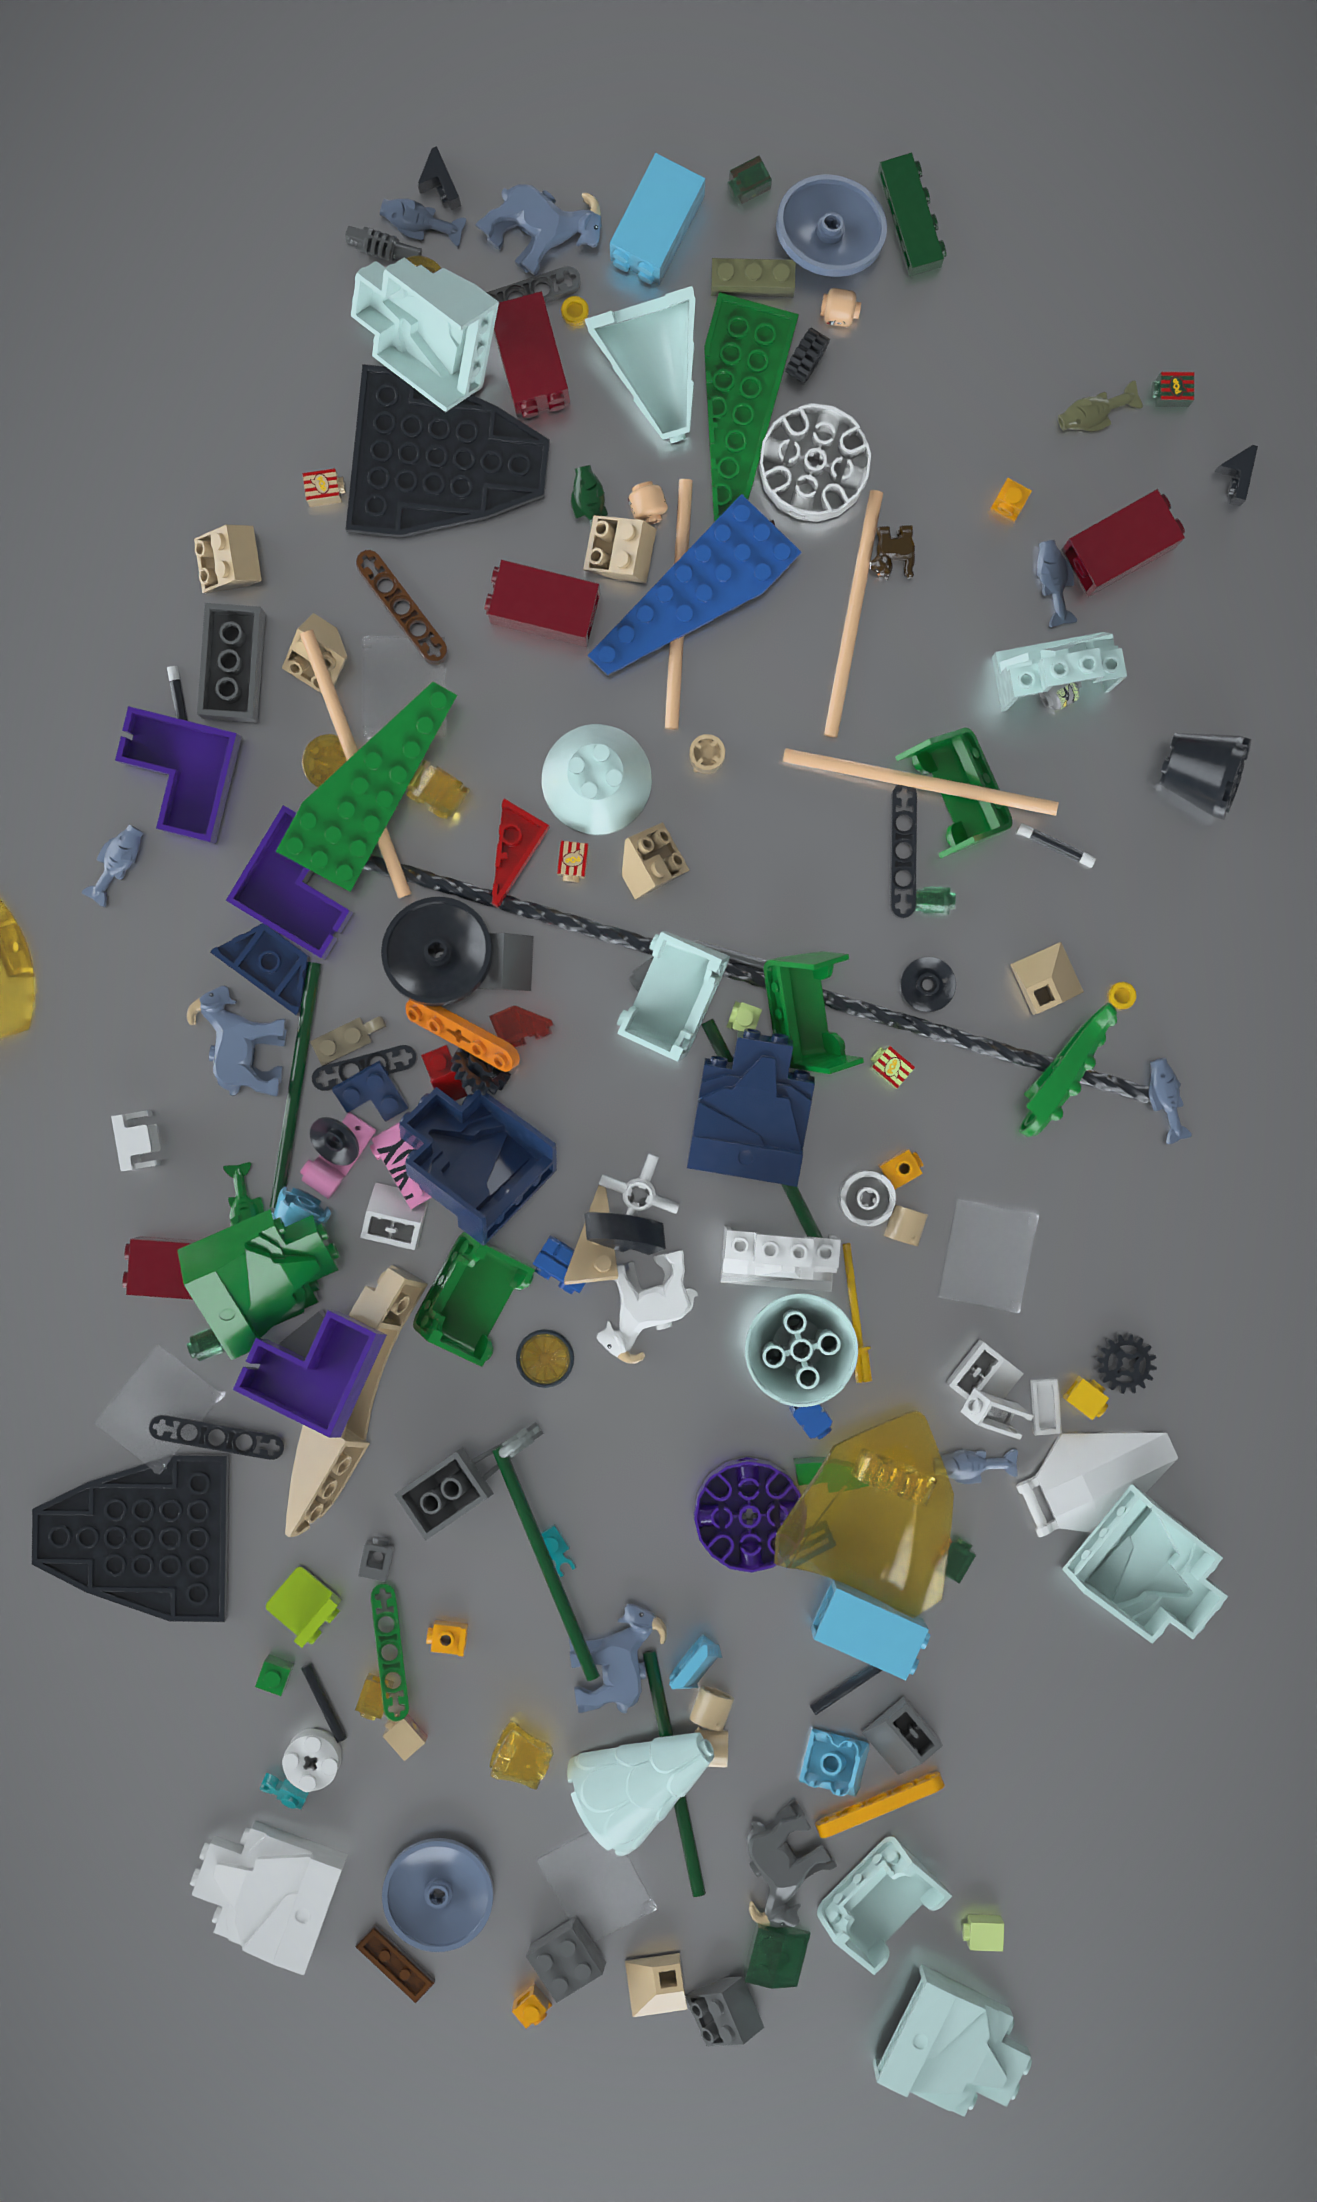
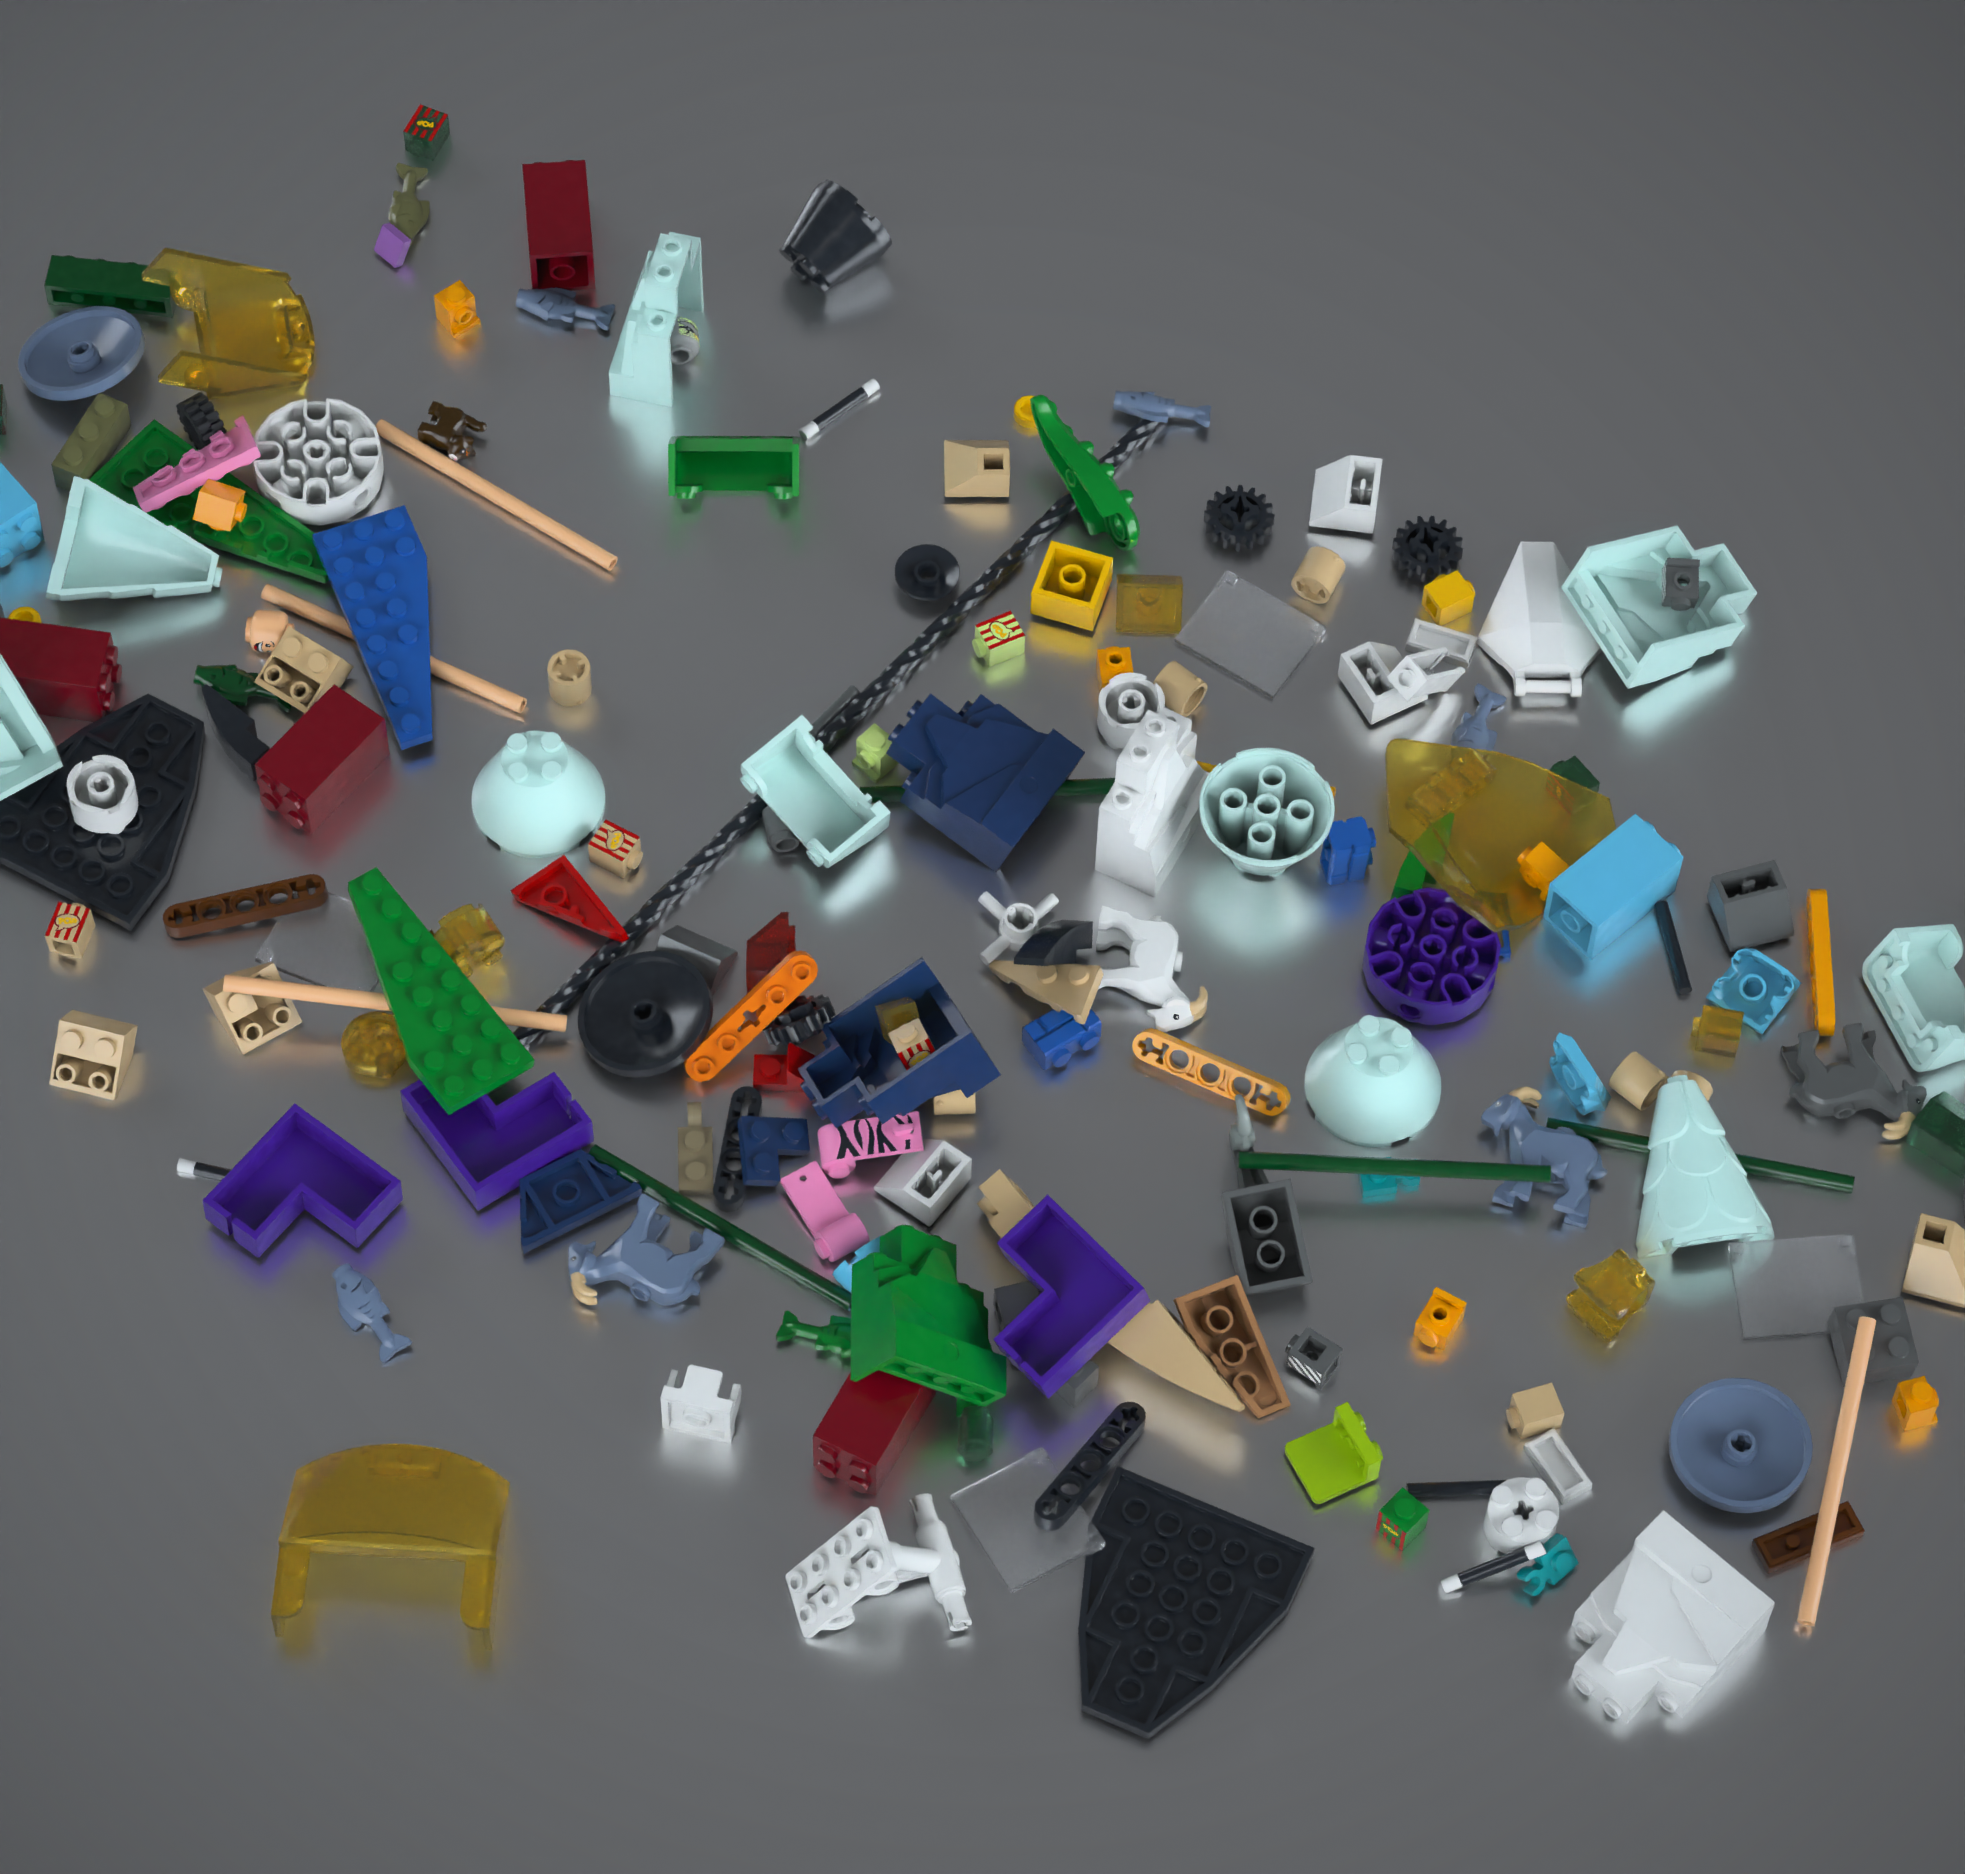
camera: 65 degrees left, 30 degrees down
(50, 1317) = (866, 1563): none -> white plate
(231, 662) = (210, 1089): dark grey brick -> none
(264, 1754) = (1493, 1566): none -> black bar
(334, 1141) = (819, 1205): black dish -> none
(362, 1492) = (1230, 1337): none -> medium nougat wedge
(370, 1699) = (1475, 1424): clear yellow brick -> none
(371, 1766) = (1557, 1466): none -> white tile
(386, 1666) = (1440, 1389): green beam -> none
(418, 452) = (102, 794): none -> white brick
(445, 1973) = (1836, 1471): none -> light nougat piece
(470, 1298) = (1046, 1138): green windscreen -> none
(477, 1172) = (911, 1043): none -> tan brick
(502, 1147) = (895, 1014): none -> clear yellow brick
(544, 523) = (234, 732): none -> black slope
(545, 1358) = (1159, 1101): clear yellow wheel -> none
(574, 1400) = (1194, 1071): none -> light orange beam
(628, 1509) = (1373, 1083): none -> light aqua cone
(651, 860) = (658, 775): tan slope -> none
(731, 410) = (220, 505): none -> light orange brick
(773, 386) = (212, 462): none -> bright pink wing
(783, 1750) = (1717, 1030): none -> clear yellow brick
(800, 1011) = (882, 694): green windscreen -> none
(840, 307) = (161, 393): light nougat head -> none
(862, 1569) = (1540, 867): none -> light orange brick
(896, 863) = (760, 534): black beam -> none
(915, 347) = (246, 321): none -> clear yellow windscreen
(921, 781) = (705, 494): light nougat piece -> none
(935, 900) = (840, 534): clear green brick -> none
(962, 1103) = (1071, 585): none -> yellow brick
(982, 1165) = (1149, 603): none -> clear yellow slope
(1051, 417) = (392, 245): none -> medium lavender tile
(1061, 1289) = (1318, 575): none -> tan piece
(1093, 1216) = (1254, 515): none -> black gear
(1147, 1280) = (1346, 494): none -> white slope
(1172, 1570) = (1680, 571): none -> dark grey brick
(1241, 468) = (543, 107): black slope -> none

